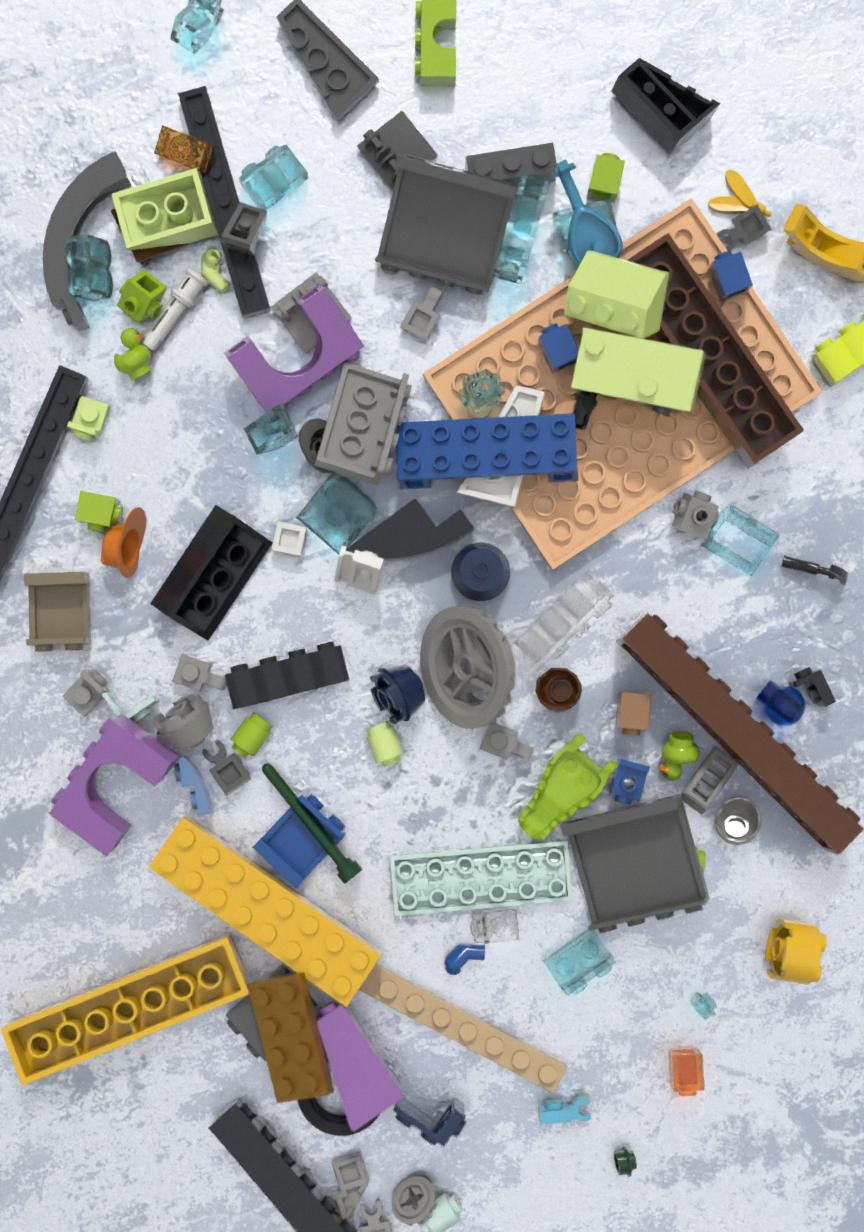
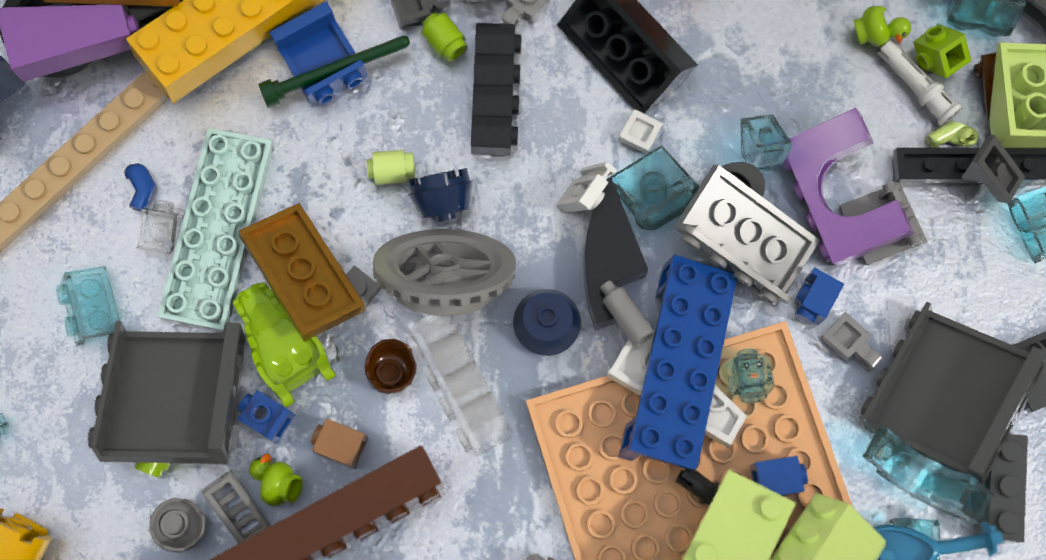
camera: 110 degrees right, 10 degrees down
(394, 352) = (817, 297): none -> blue brick
(461, 505) = (626, 314): none -> light grey cylinder
(501, 789) = (301, 271): none -> pearl gold plate

